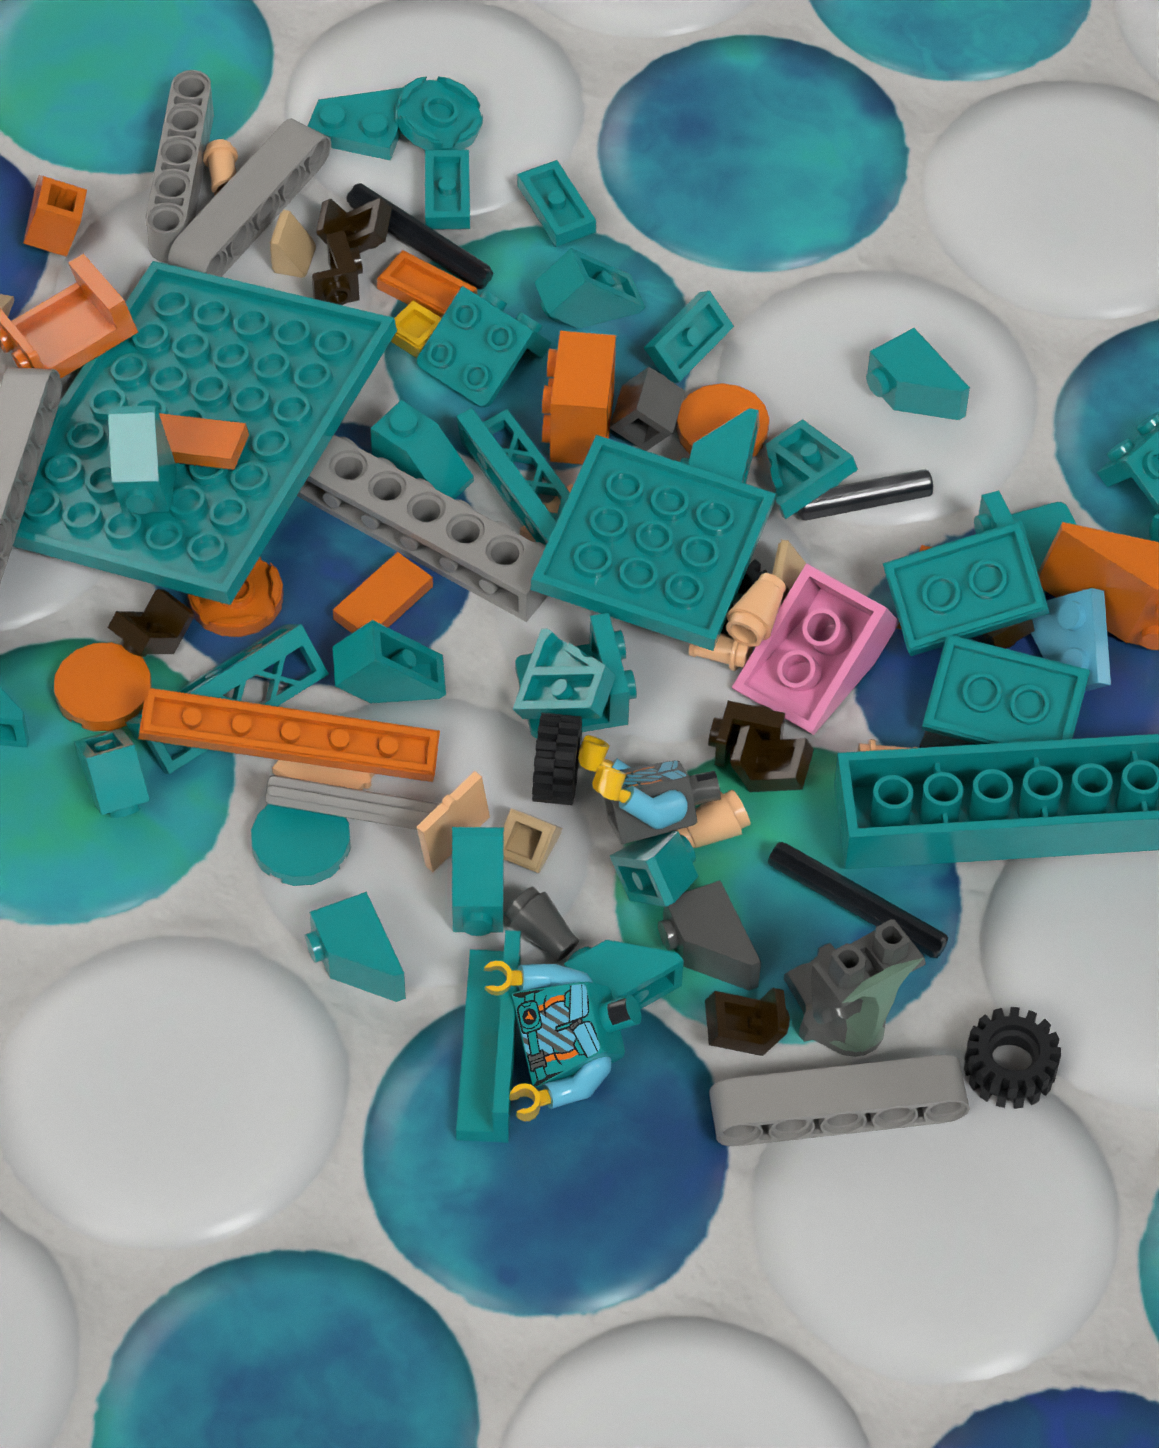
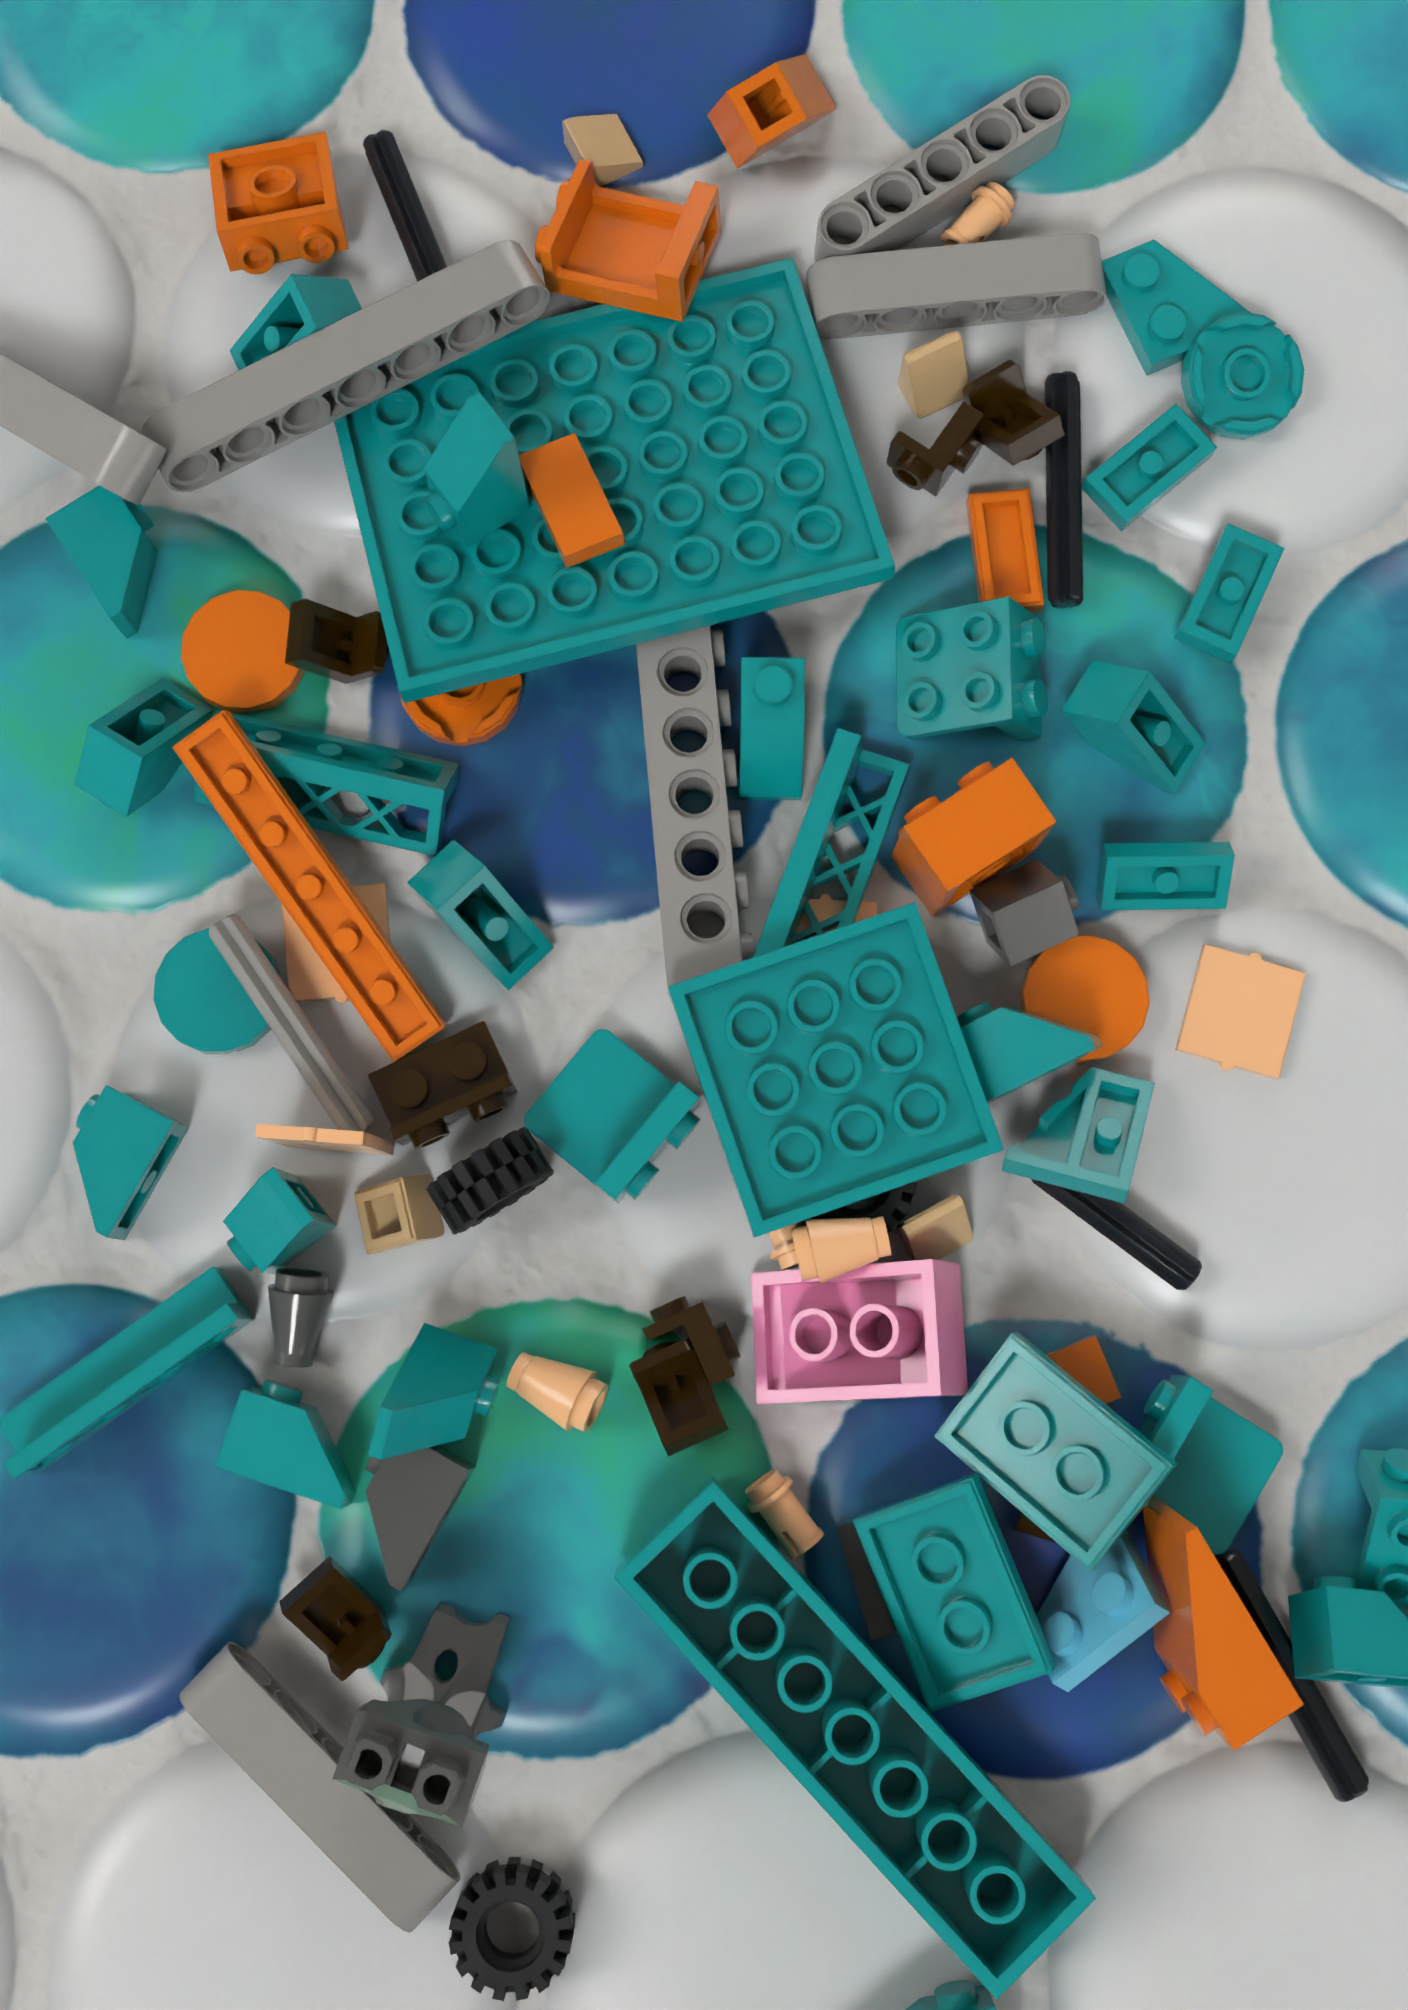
camera: 50 degrees right, 25 degrees up
(384, 594) = (571, 832): orange tile -> none
(414, 328) = (940, 581): yellow tile -> none
(475, 746) = (443, 1085): none -> dark brown bracket
(562, 681) = (585, 1114): teal wing -> none
(566, 1031) = (157, 1459): torso -> none
(646, 797) = (509, 1311): torso -> none
(799, 362) = (1240, 1011): none -> light nougat piece
(855, 897) = (585, 1615): black axle -> none
(916, 378) = (1316, 1159): teal slope -> none

